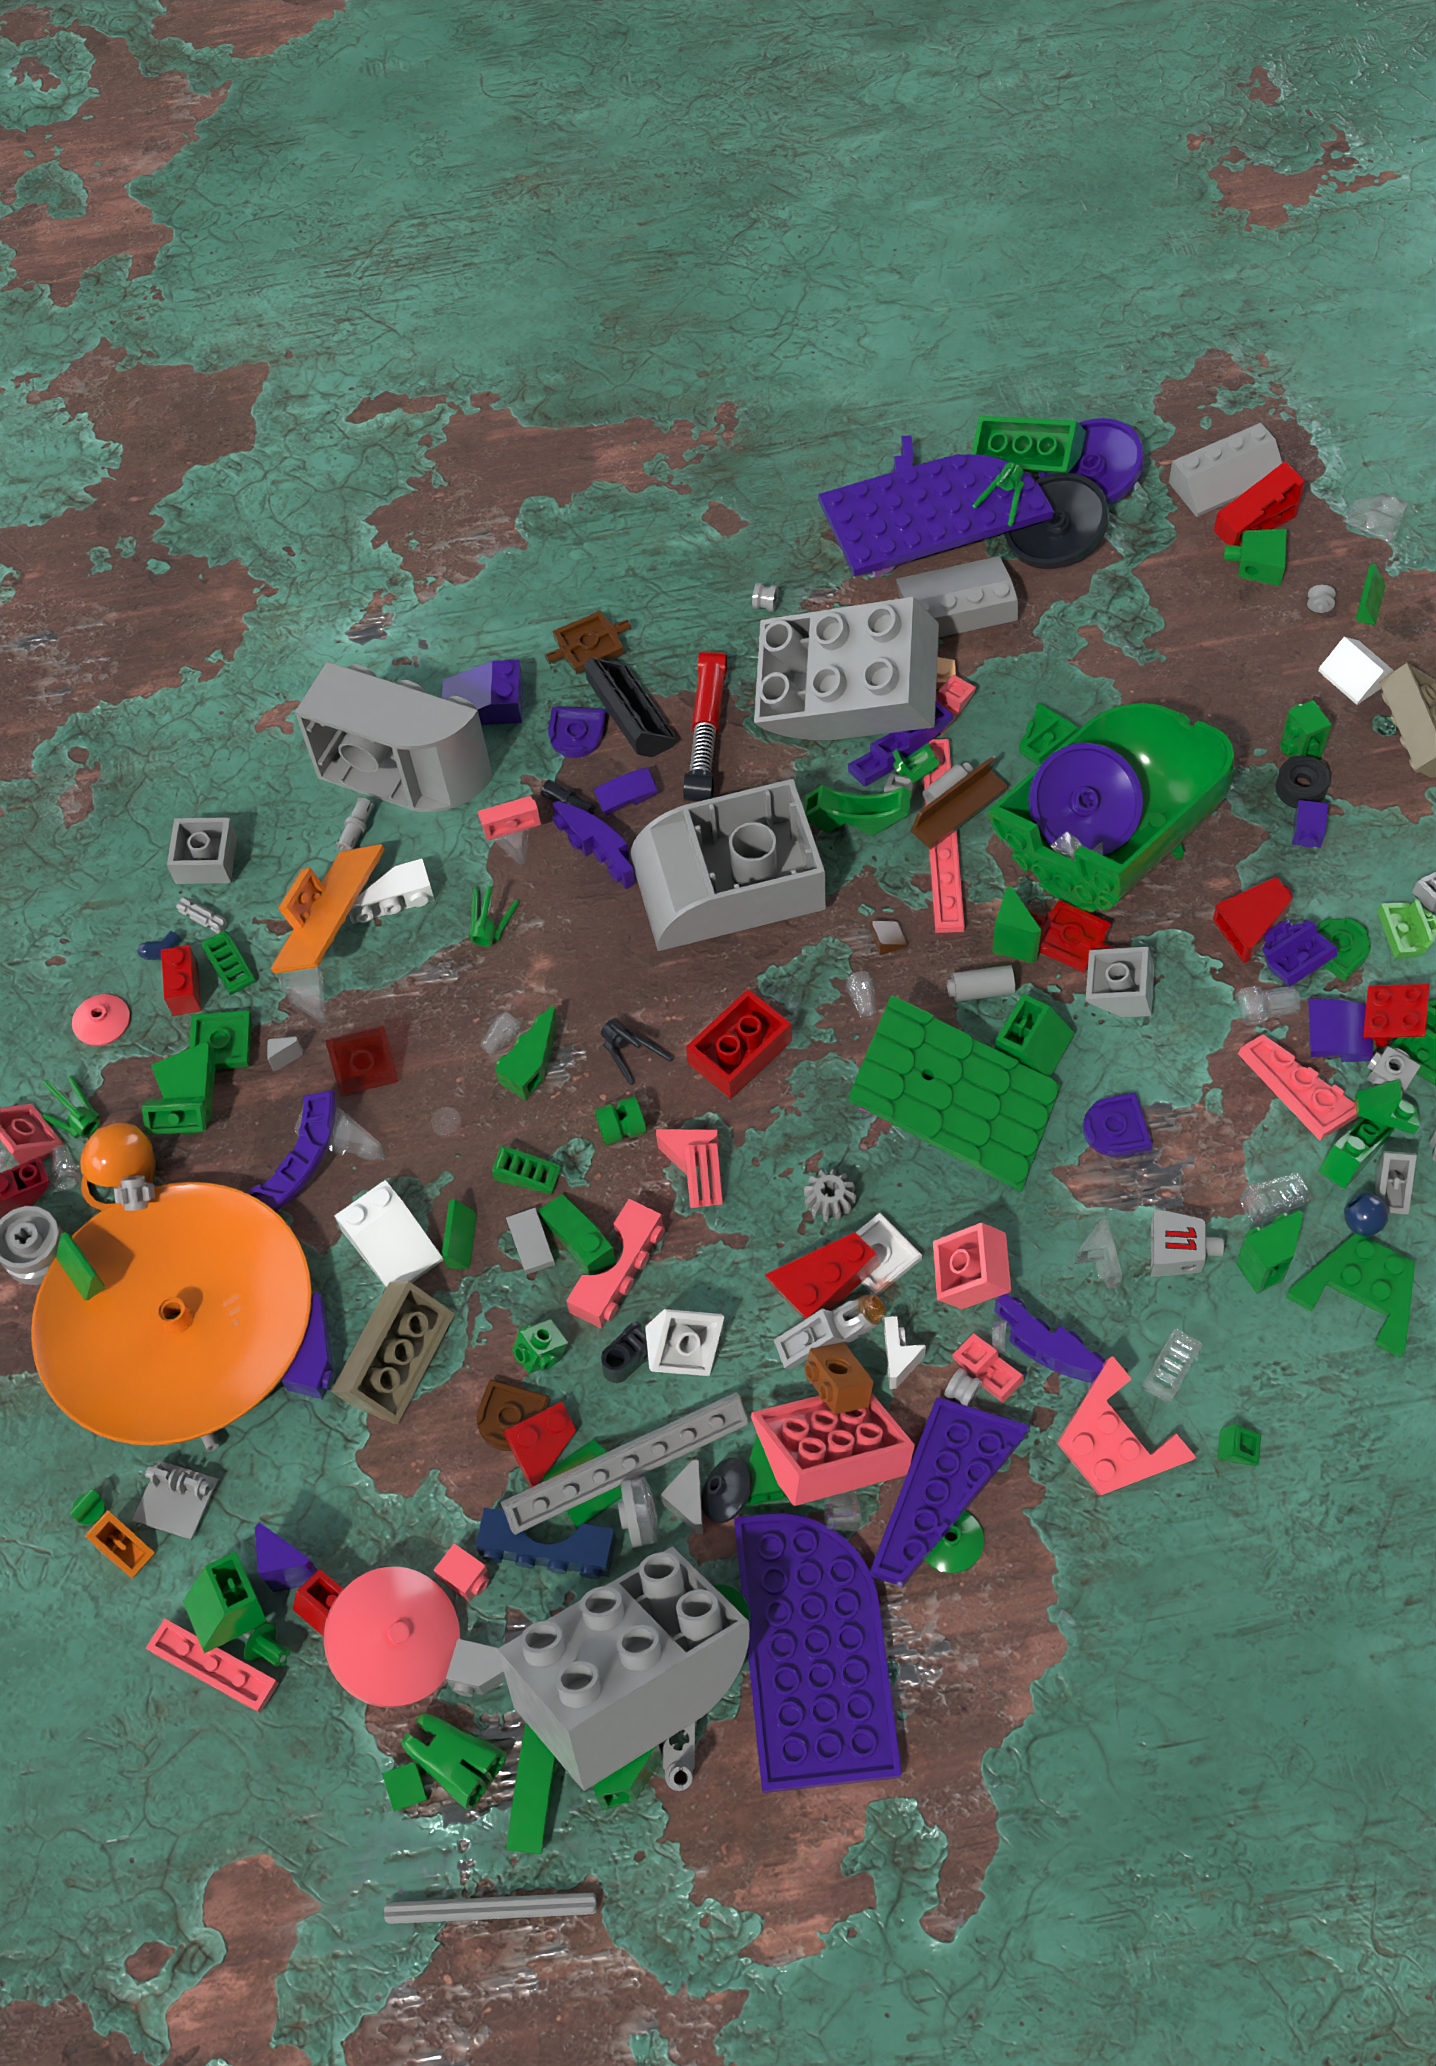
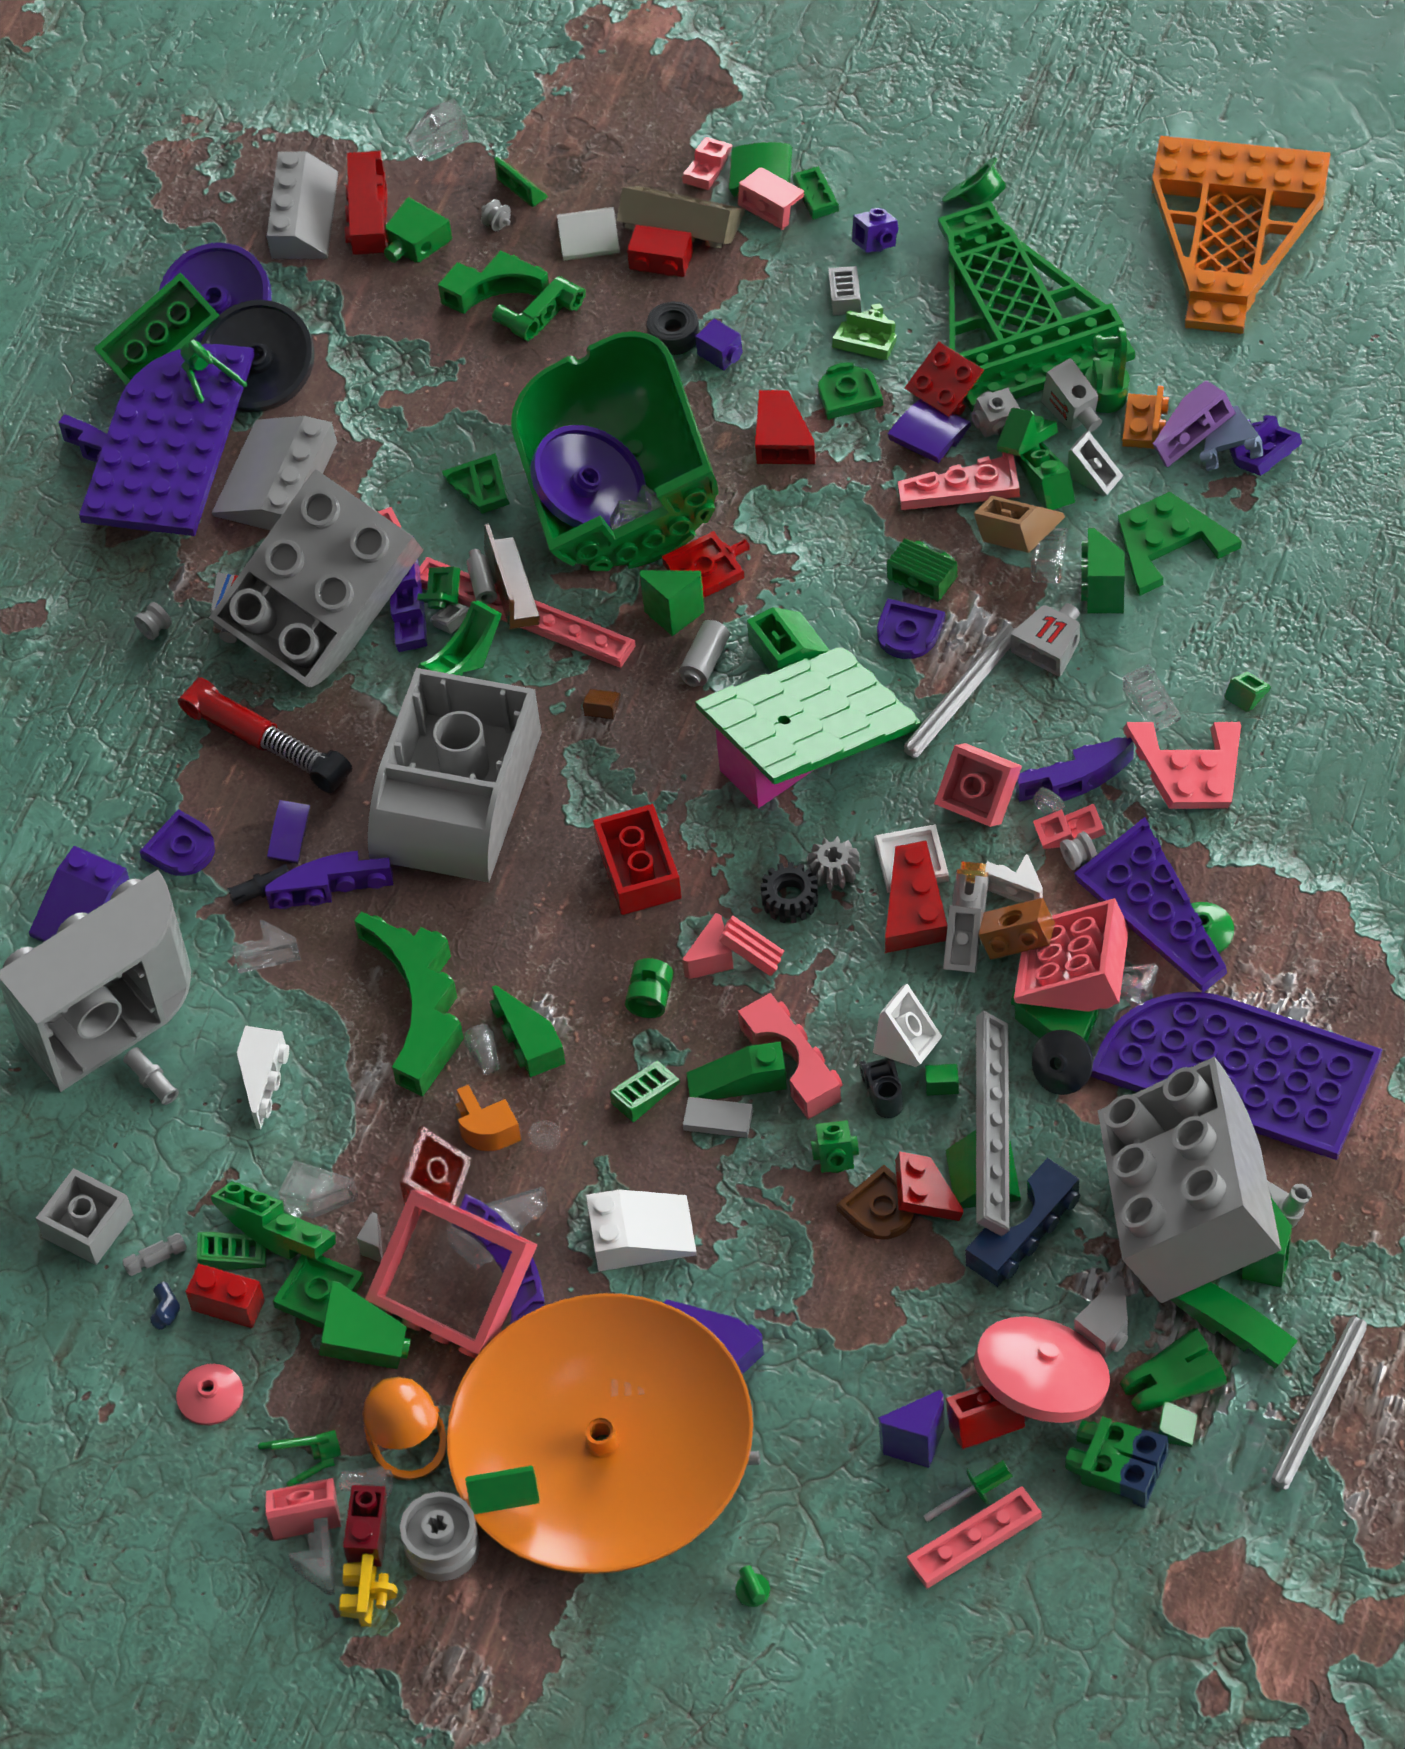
camera: 60 degrees left, 5 degrees down
(119, 1544) = (809, 1571): orange slope -> none
(134, 1193) = (457, 1408): light grey gear -> none
(174, 1499) = (790, 1511): light grey hinge -> none
(175, 1115) = (390, 1345): green slope -> none
(223, 1603) = (926, 1494): green slope -> none
(258, 977) = (267, 1224): none -> green slope
(296, 1123) = (503, 1297): none -> coral window
(320, 908) = (244, 1127): orange bracket -> none
(341, 1753) = (1119, 1458): none -> hips
(393, 1351) = (758, 1269): dark tan slope -> none
(427, 1073) = (487, 1127): none -> orange brick
(458, 1236) = (673, 1173): green slope -> none
(462, 1573) = (1011, 1297): coral brick -> none
(483, 931) = (357, 1013): green plant -> none
(509, 818) = (257, 929): coral panel -> none
(527, 969) = (432, 1031): none -> green arch
(588, 638) = (86, 788): reddish brown plate -> none
(620, 1036) = (554, 953): black plant -> none
(630, 707) = (195, 786): black piece -> none
(638, 1512) = (1044, 1132): clear piece -> none
(663, 1397) = (942, 1079): none -> green slope
(684, 1497) = (1050, 1097): light grey slope -> none
(780, 1161) = (789, 878): none -> black tyre
(861, 990) = (648, 747): clear cone -> none
(1074, 1202) = (959, 693): none -> light grey axle
(1101, 1248) = (1017, 691): clear slope -> none
(1121, 981) = (779, 548): light grey slope -> none
(1183, 1102) = (922, 569): none -> green brick
(1252, 682) = (541, 311): none -> green beam
(1259, 1005) = (868, 468): clear piece -> none
(1264, 635) = (504, 274): none -> green arch
(1284, 1150) = (1015, 523): none -> medium nougat slope
(1296, 951) = (838, 416): dark purple slope -> none
(1305, 731) = (631, 295): green brick -> none
(1366, 1214) = (1108, 498): dark blue piece -> none
(1374, 729) = (660, 250): none -> red brick

